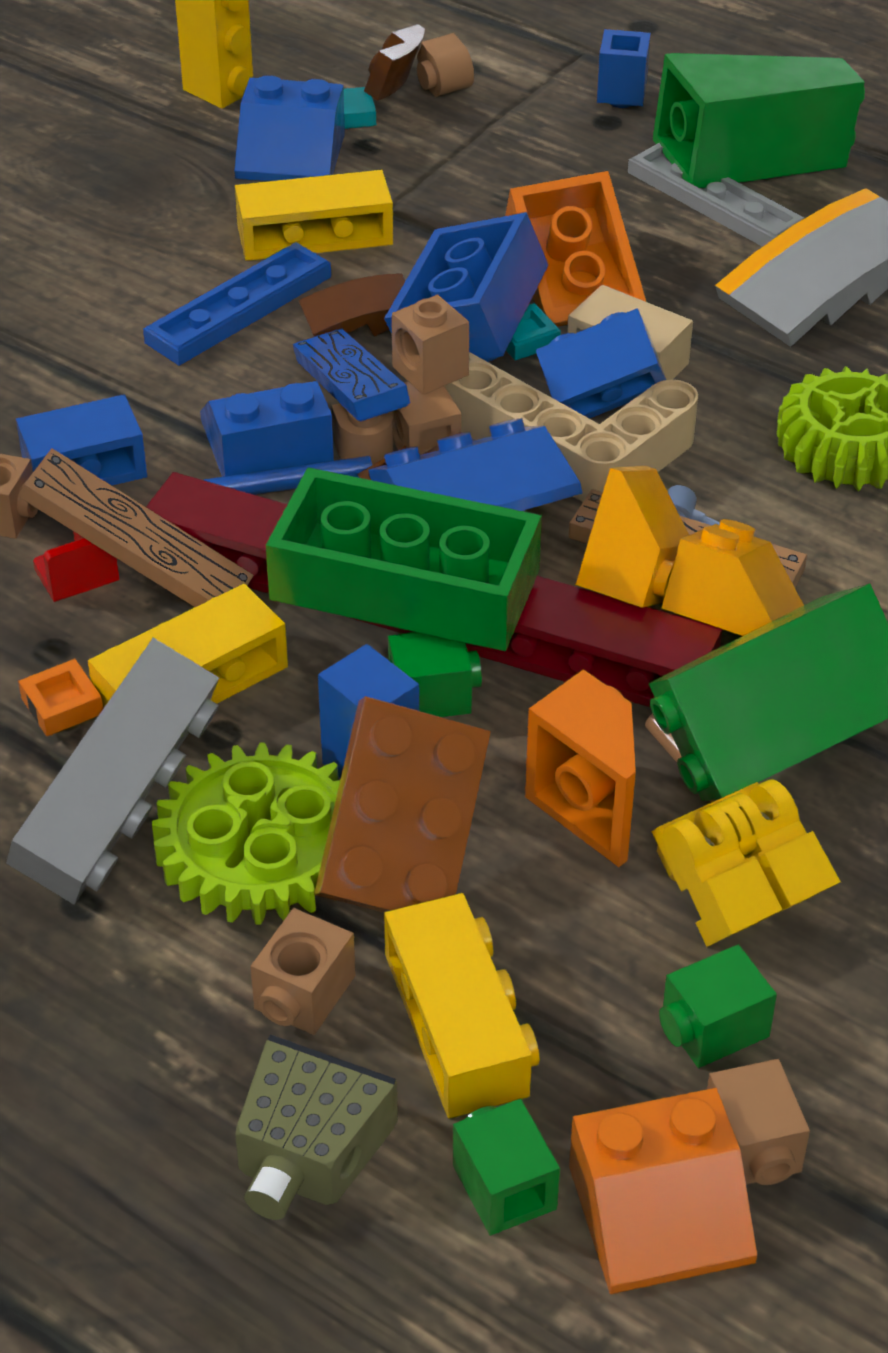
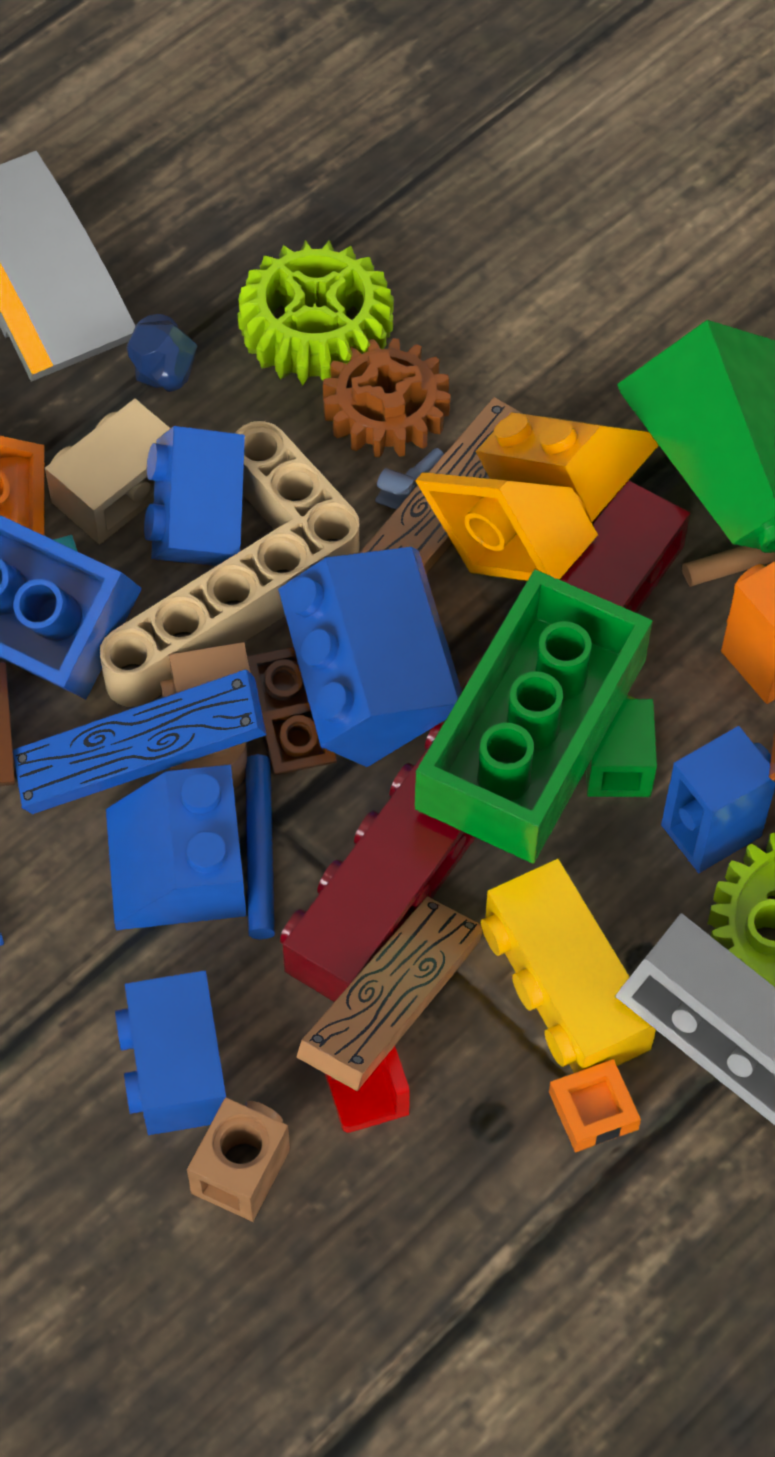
camera: 80 degrees left, 15 degrees up
(430, 344) = (158, 639): medium nougat brick -> none
(763, 344) = (161, 353): none -> dark blue rock
(773, 483) = (386, 398): none -> dark orange gear

